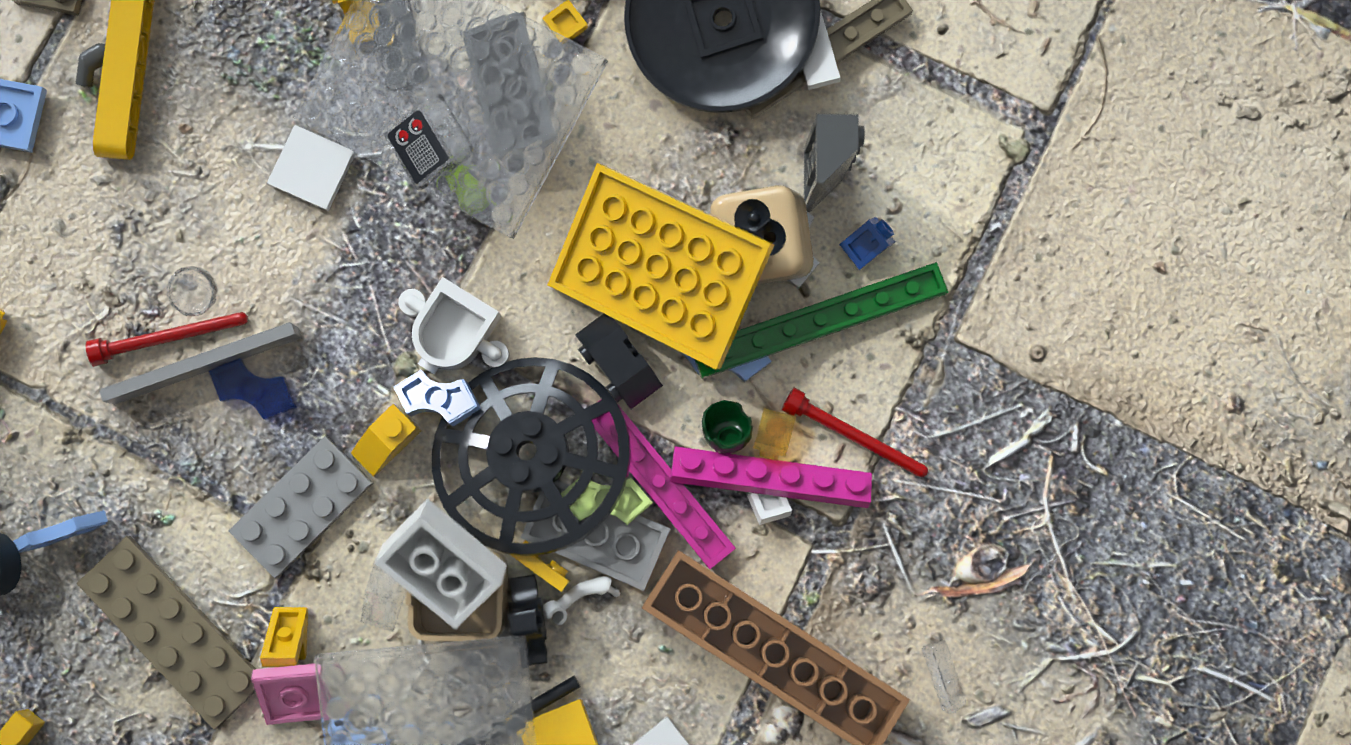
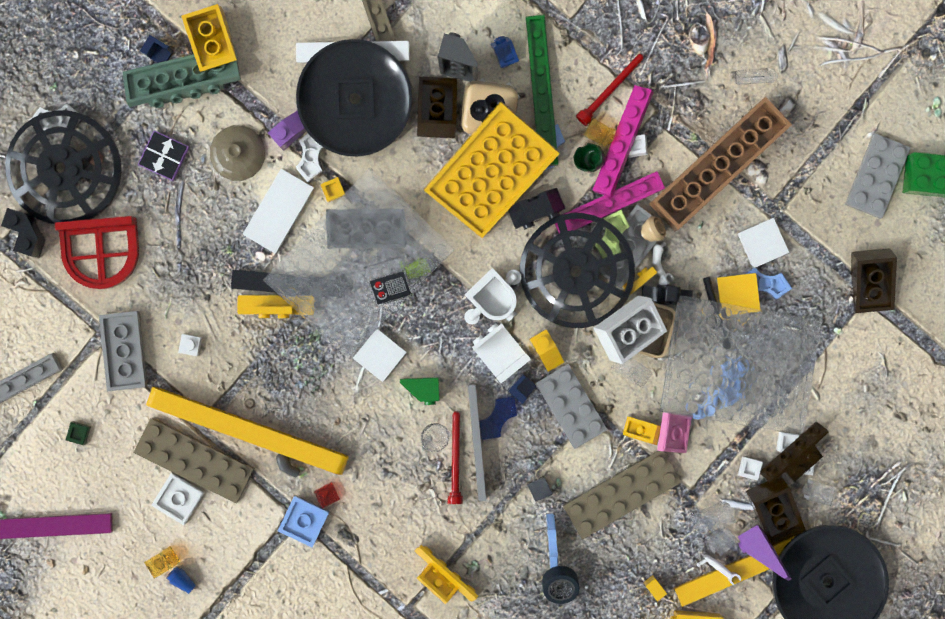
camera: 65 degrees left, 5 degrees up
(57, 140) = (326, 495): none -> clear red tile
(148, 490) = (539, 489): none -> black slope
(270, 251) = (423, 389): none -> green slope
(309, 415) = (522, 388): none -> dark blue panel
(363, 365) = (500, 352): none -> white panel
(451, 400) = (534, 307): tile -> none
(631, 566) = (653, 229): none -> tan cone
(744, 154) = (437, 107): none -> dark brown slope

